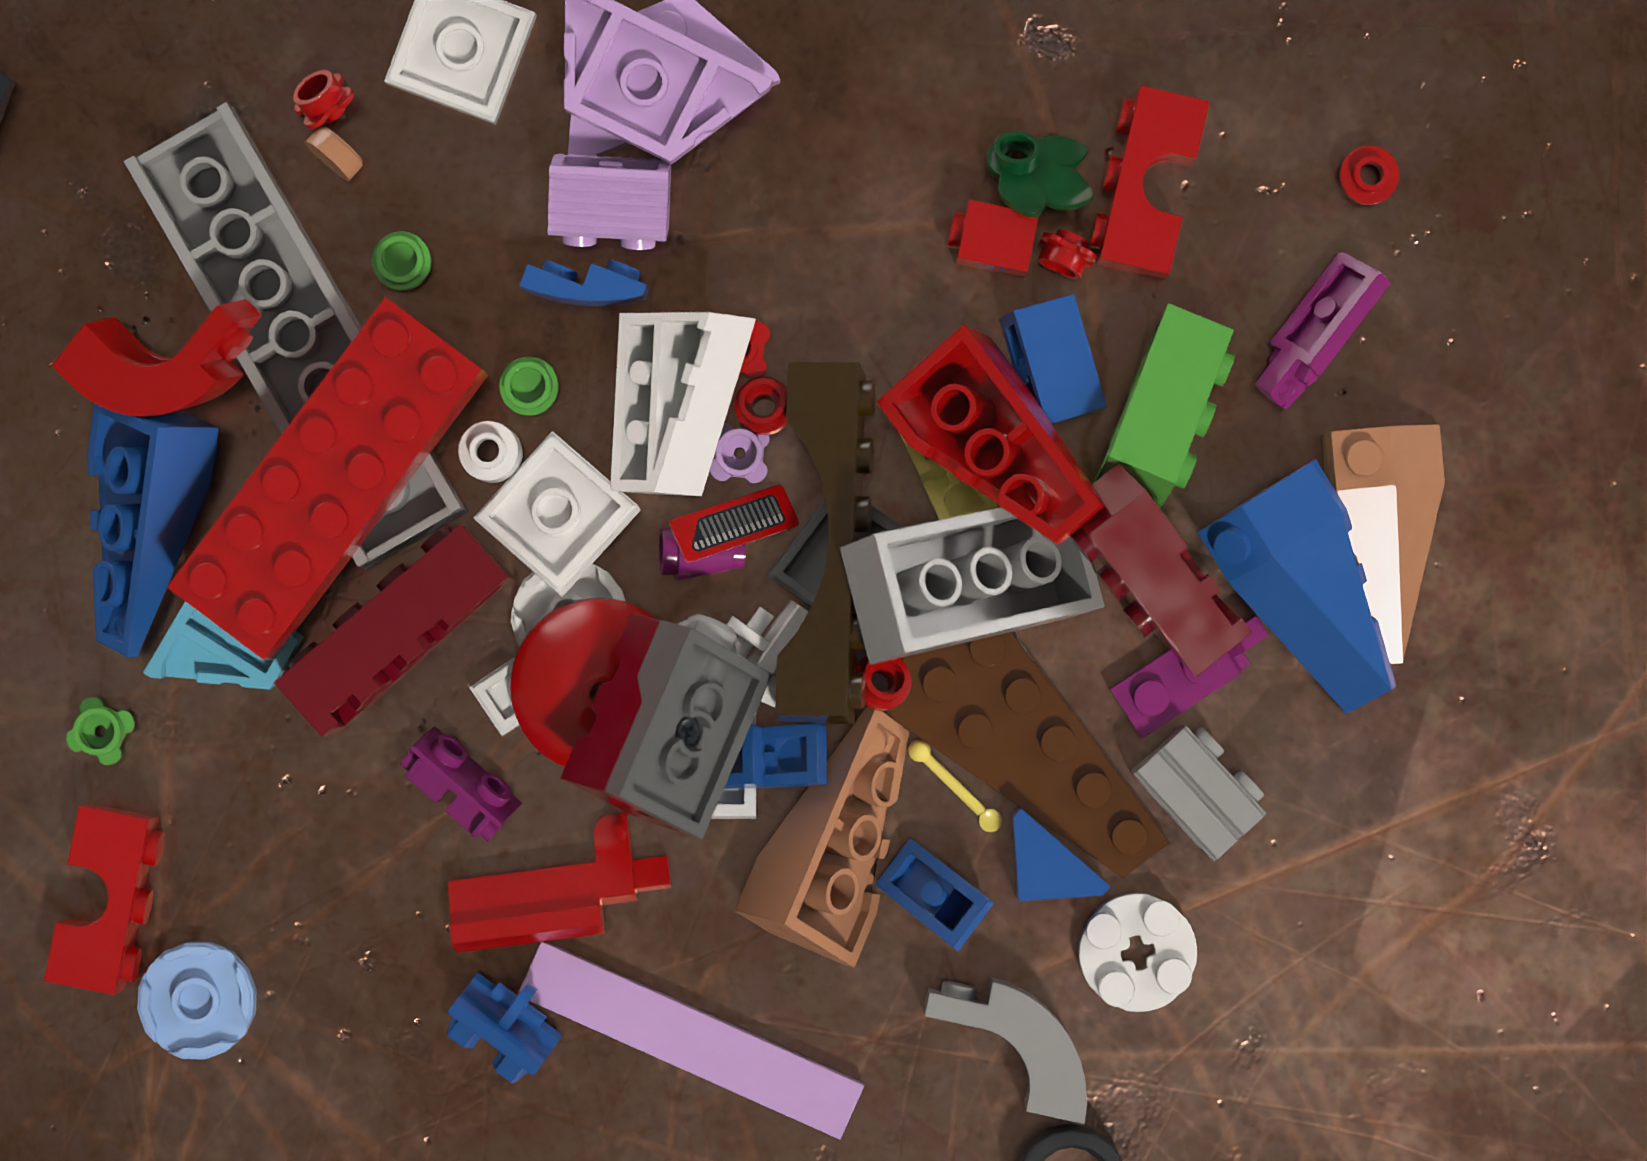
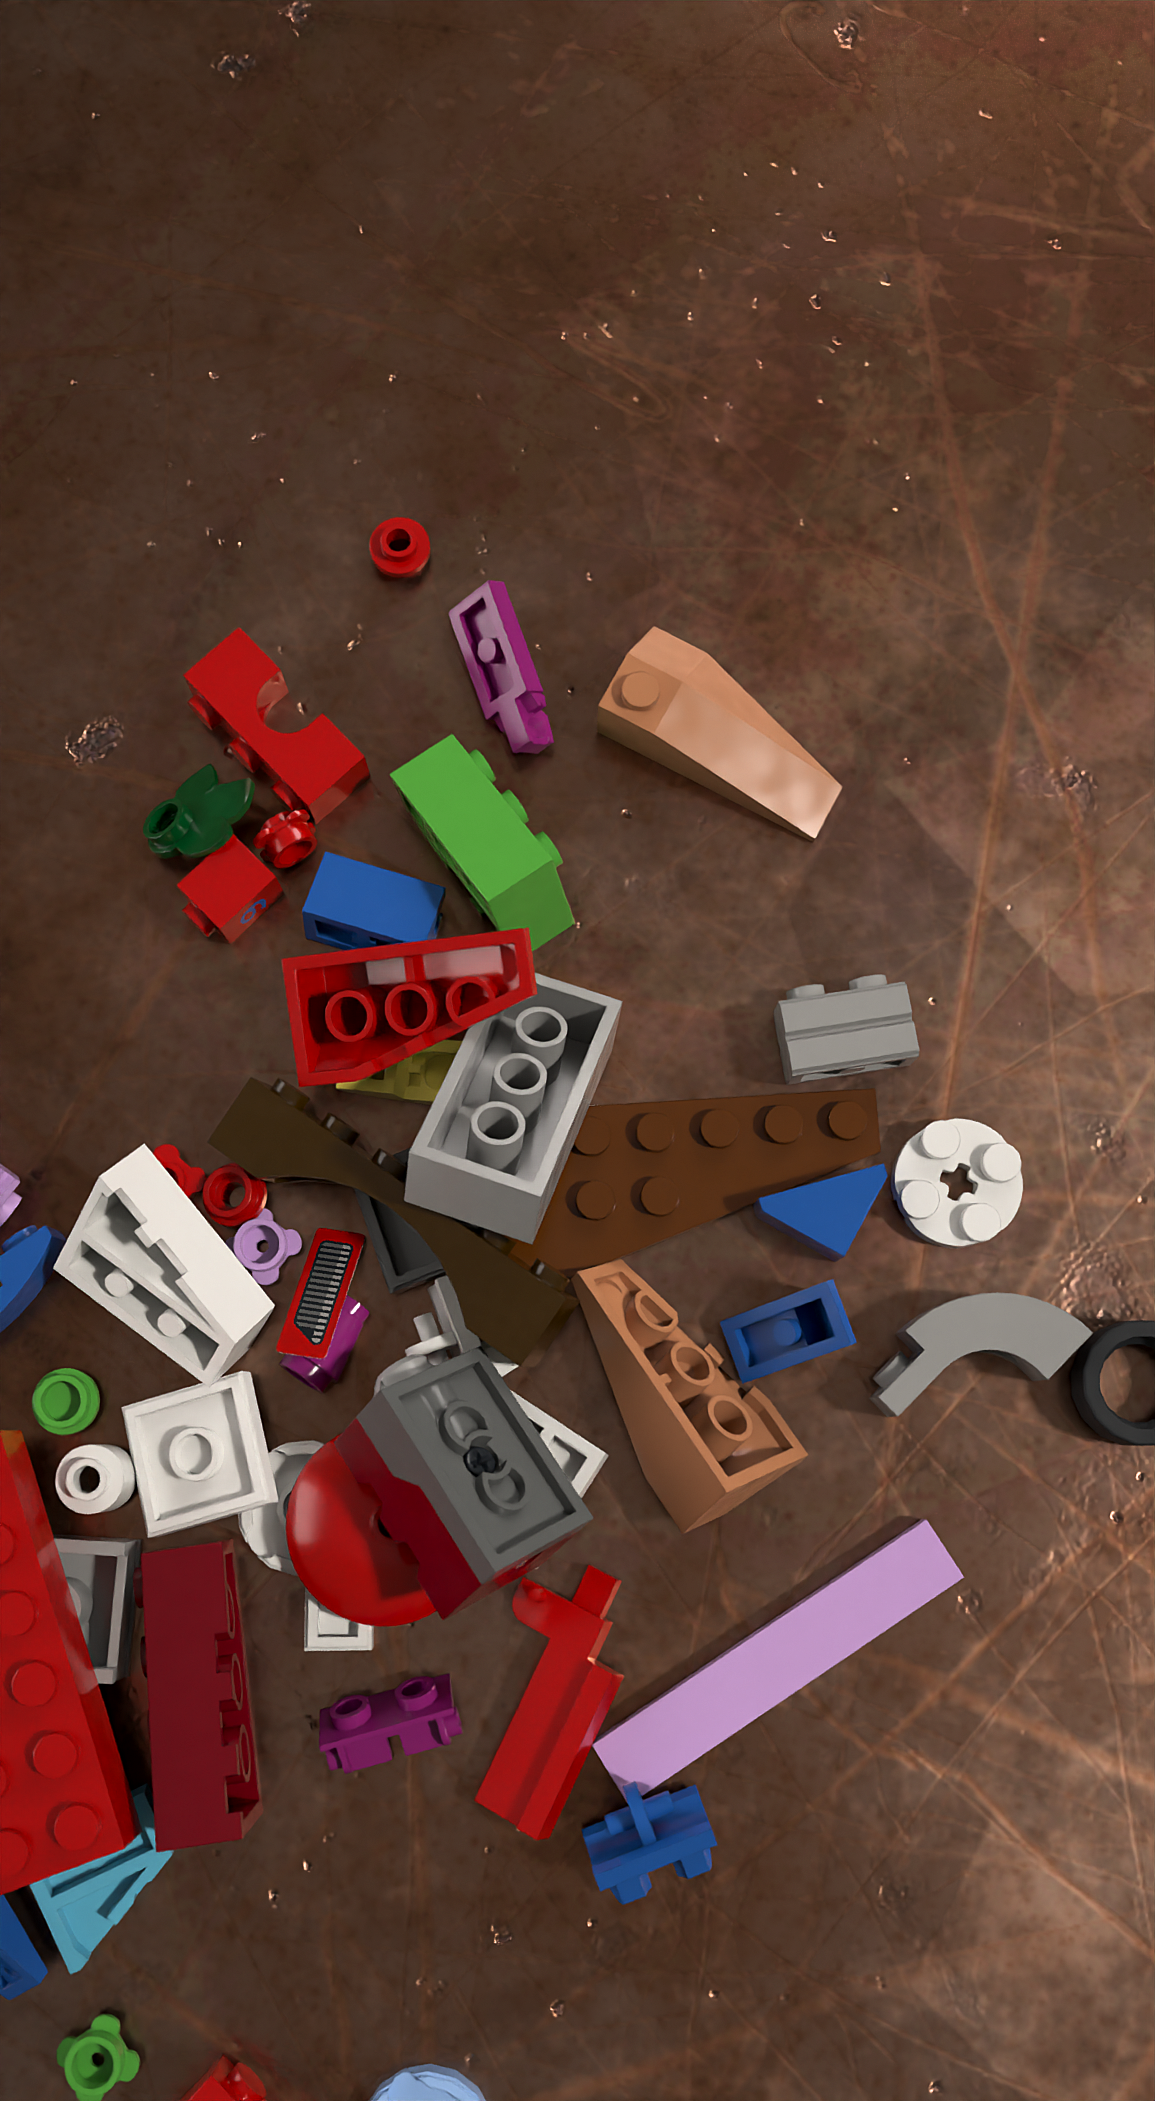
camera: 60 degrees left, 10 degrees down
(781, 757) = (566, 1392): blue slope -> none
(898, 683) = (564, 1234): red plate -> none
(989, 818) = (748, 1239): light yellow hinge -> none
(1156, 574) = (623, 937): dark red wedge -> none
(1169, 688) = (730, 977): magenta hinge -> none
(1300, 575) = (713, 815): blue wedge -> none

